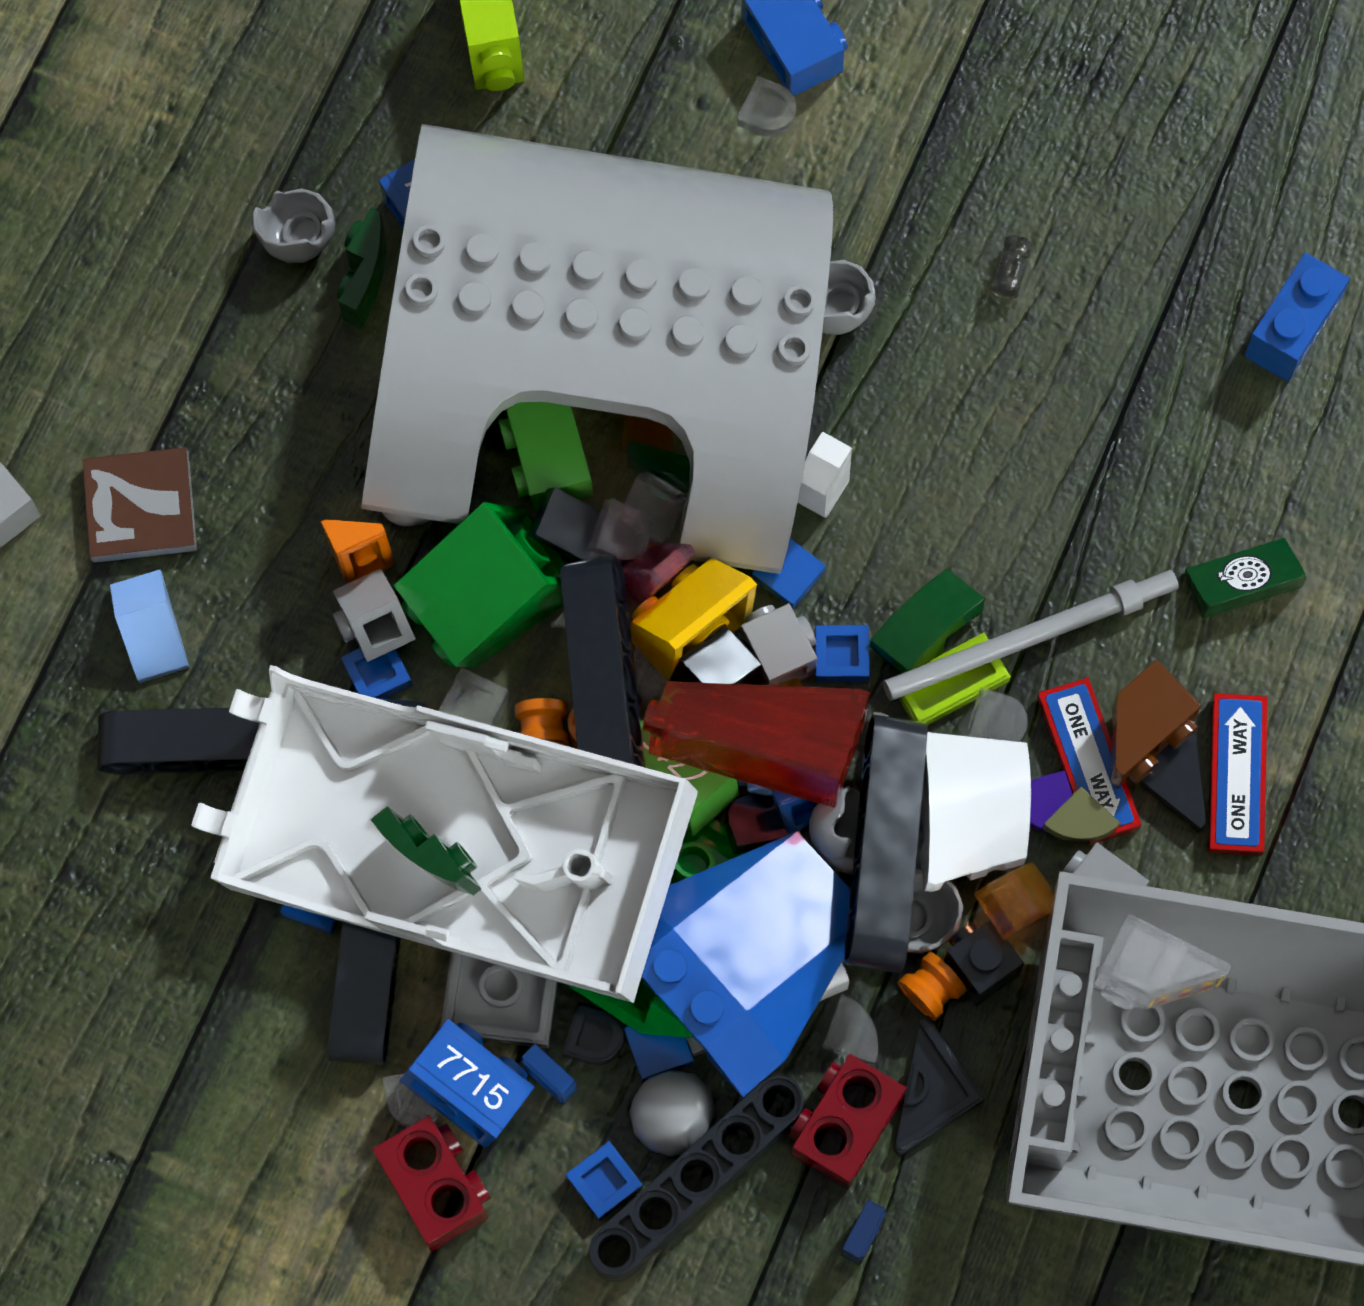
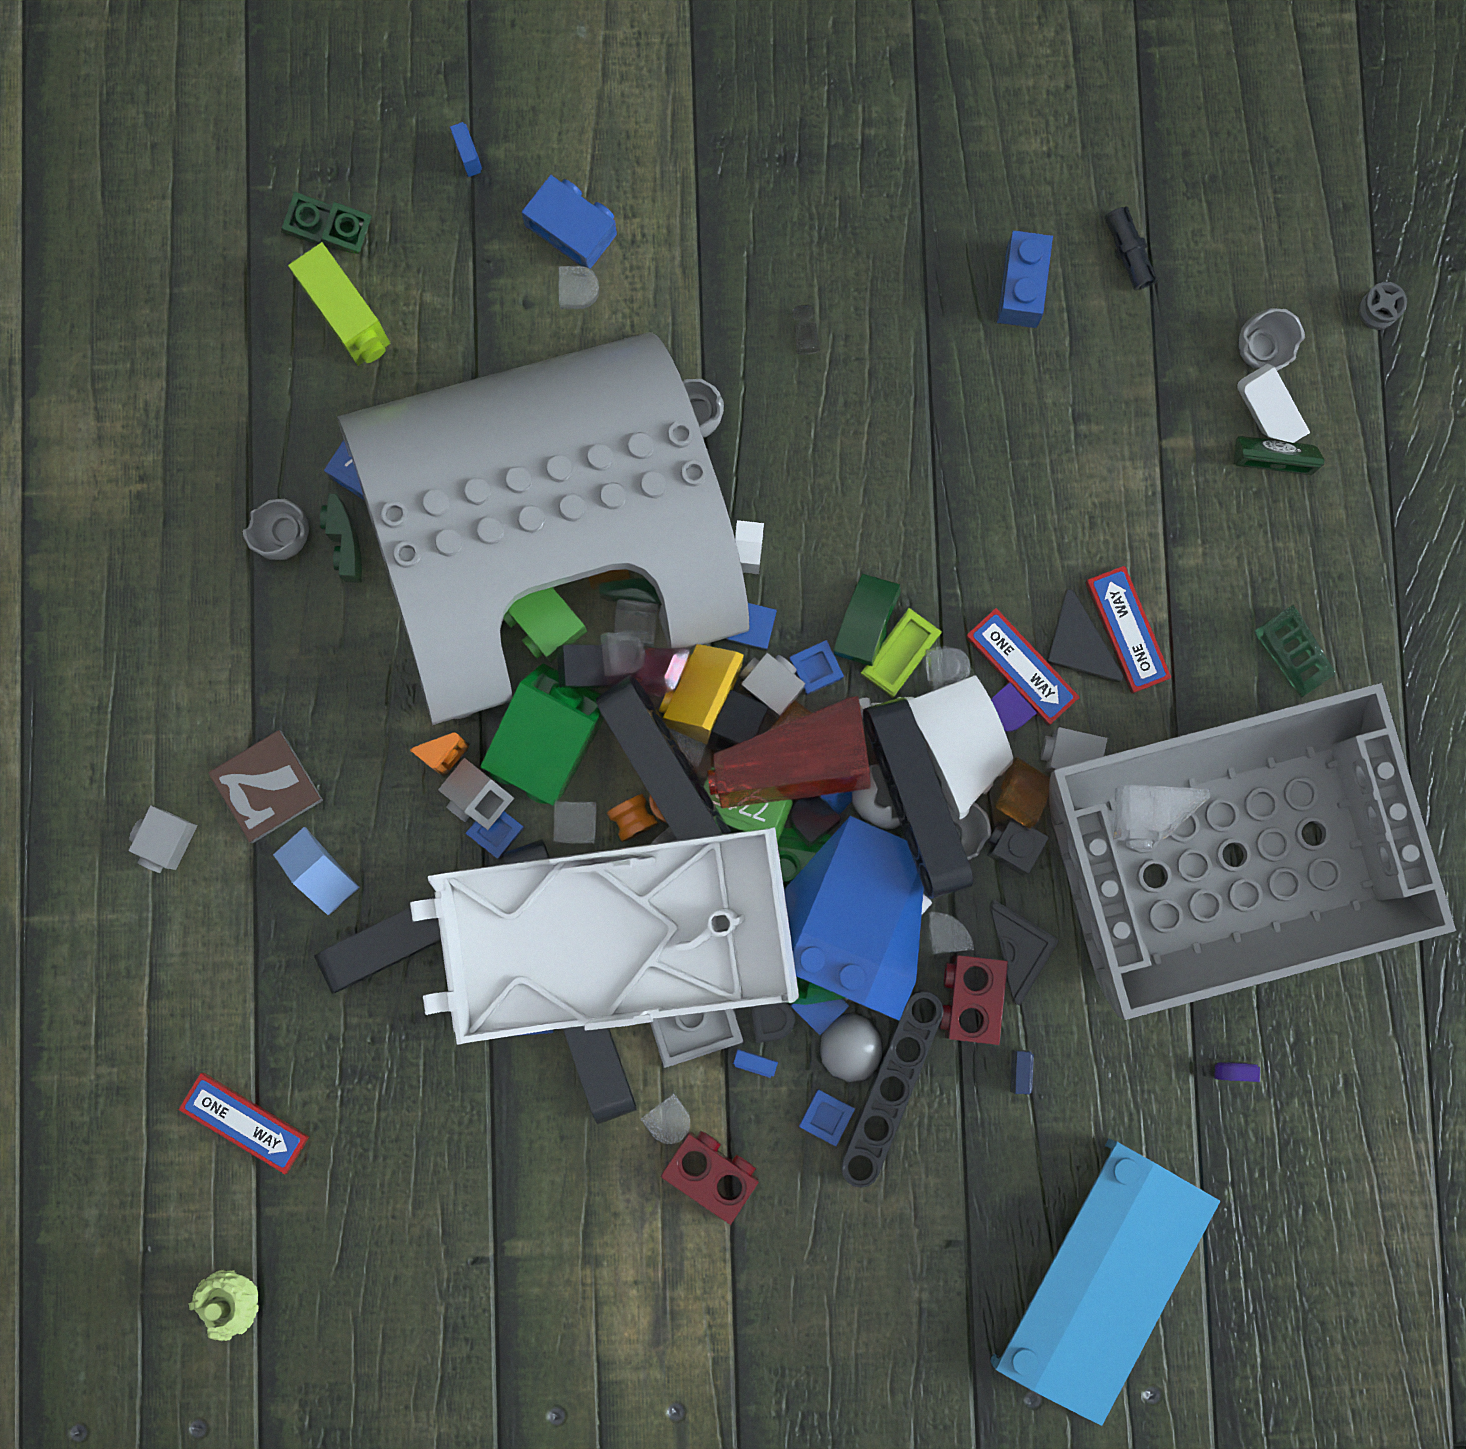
camera: 30 degrees left, 10 degrees up
(444, 862) = (615, 960): dark green slope -> none
(468, 1082) = (703, 1097): blue brick -> none
(932, 986) = (990, 878): orange wheel -> none
(1081, 819) = (1038, 713): olive tile -> none
(1122, 599) = (993, 541): light grey bar -> none
(1146, 719) = (1052, 623): reddish brown slope -> none
(1245, 577) = (1070, 484): dark green slope -> none

